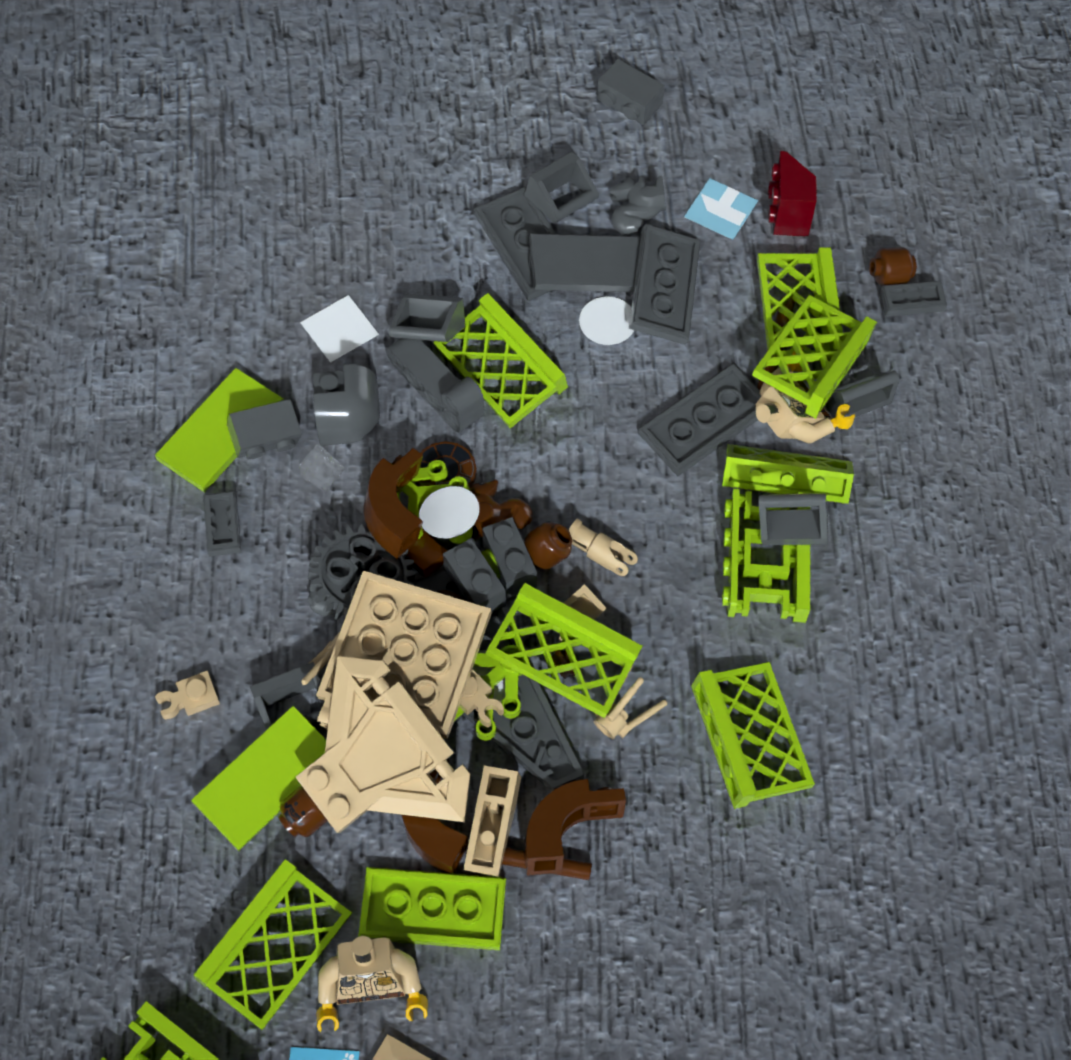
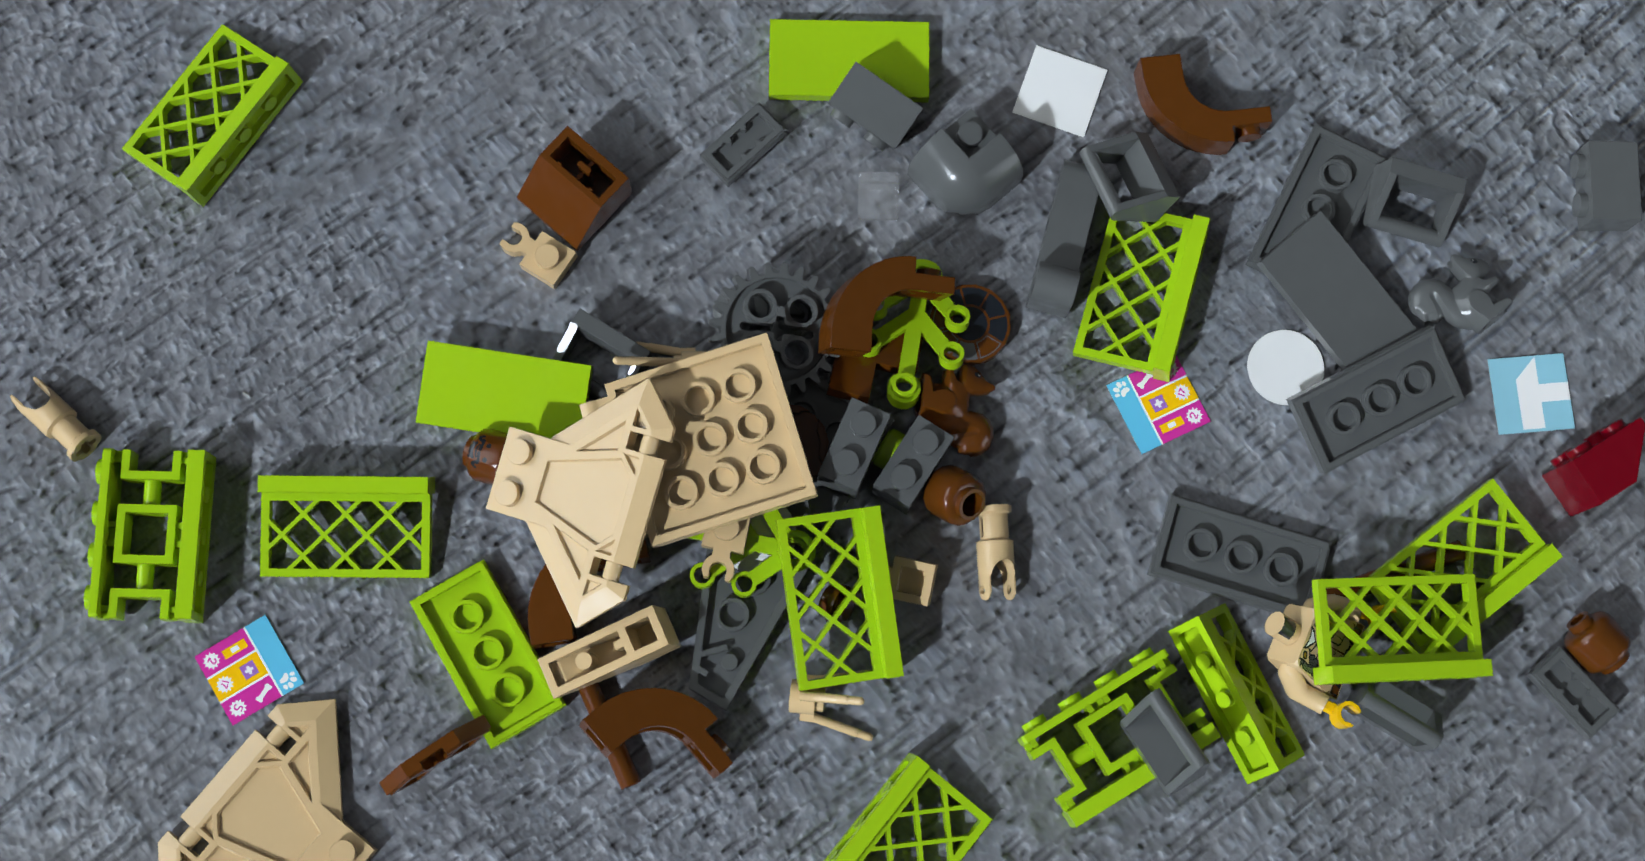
camera: 50 degrees right, 15 degrees up
(165, 640) = (573, 188): none -> reddish brown slope
(368, 972) = (373, 640): tan torso -> none
(412, 271) = (1185, 119): none -> reddish brown arch
(449, 512) = (911, 367): white sticker -> none
(478, 984) = (427, 759): none -> reddish brown tile
(579, 405) = (1156, 408): none -> sticker

